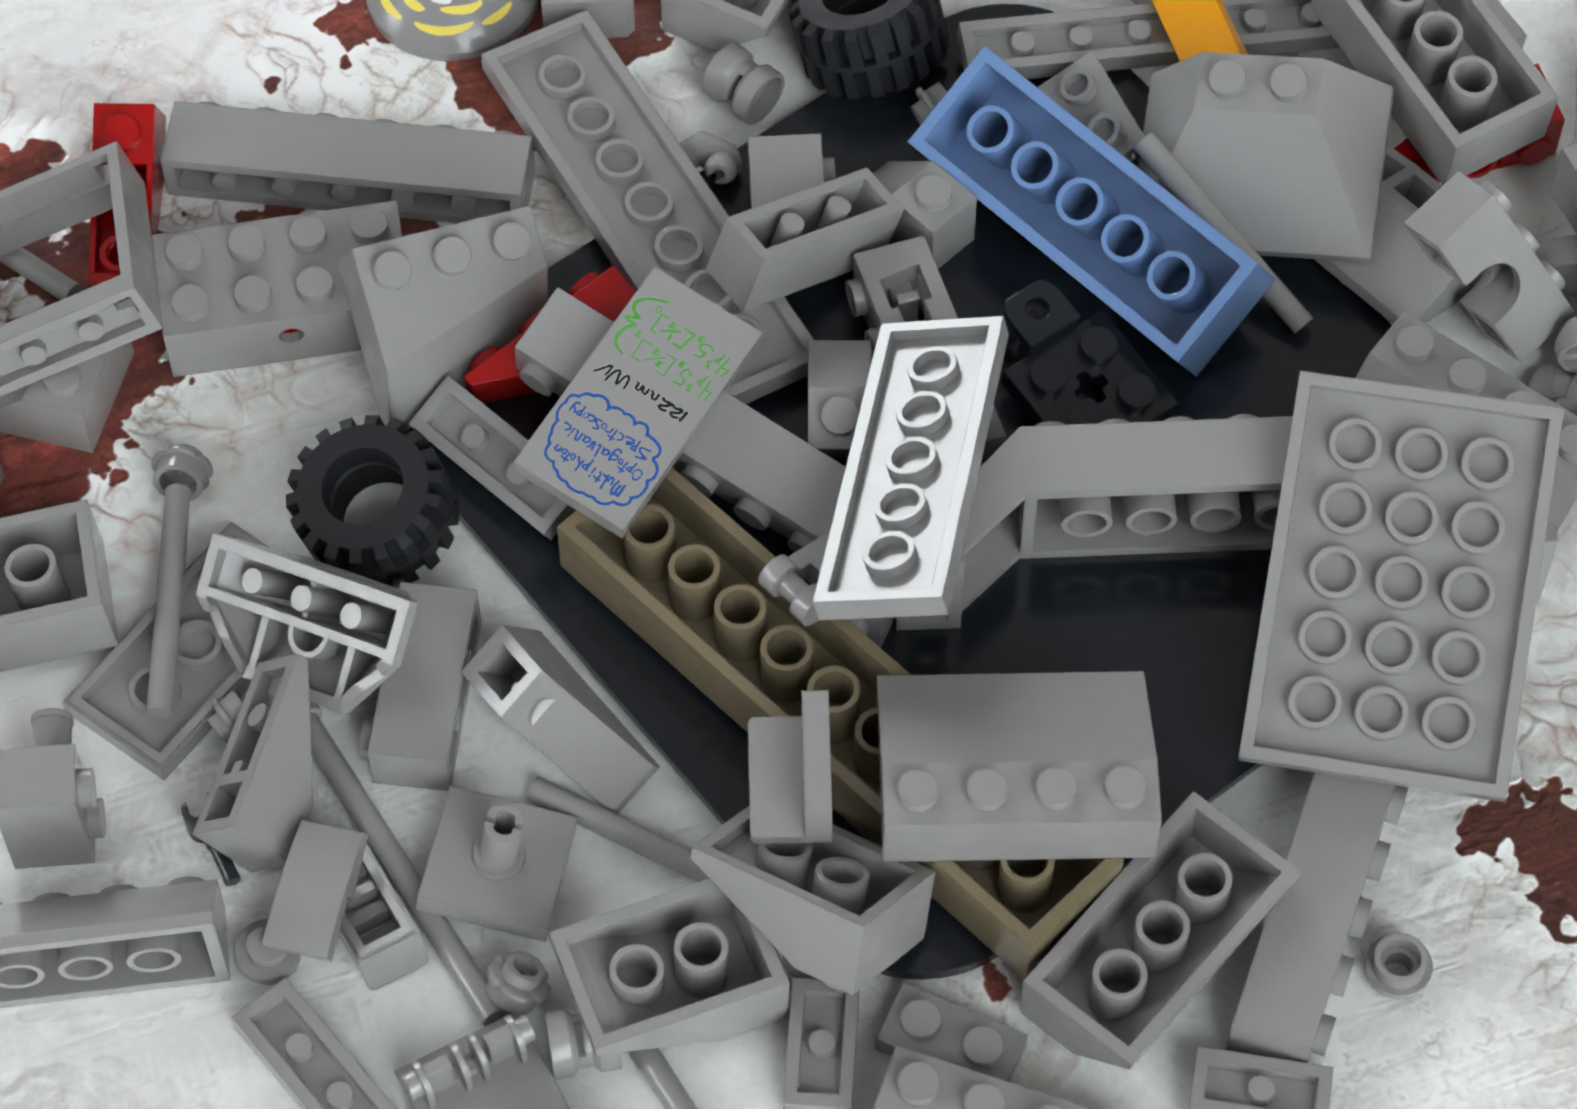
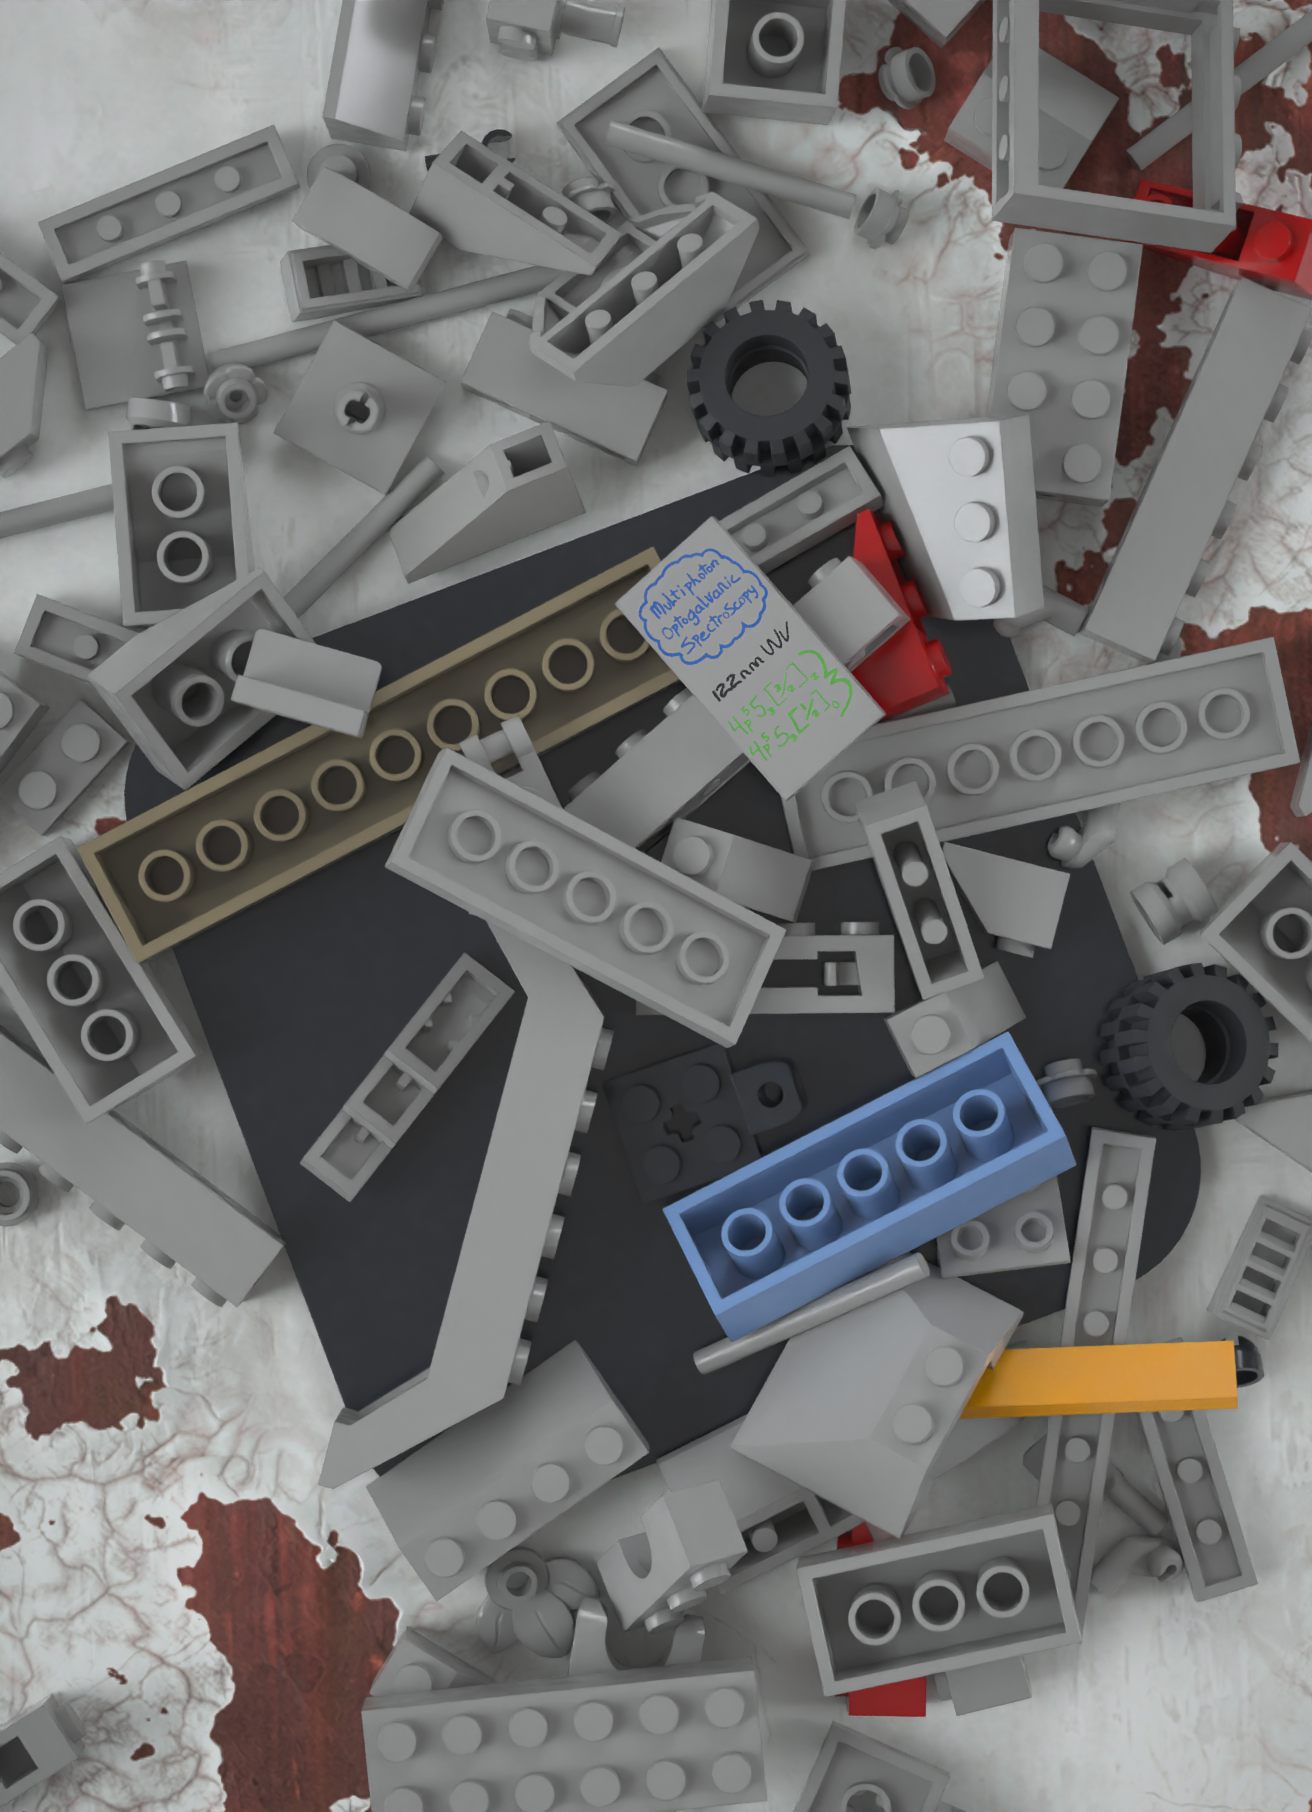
camera: 105 degrees right, 30 degrees up
(40, 485) = (907, 76): none -> light grey plate
(1017, 767) = (254, 894): light grey slope -> none
(1126, 626) = (407, 1077): none -> light grey slope
(1402, 585) = (320, 1320): light grey plate -> none

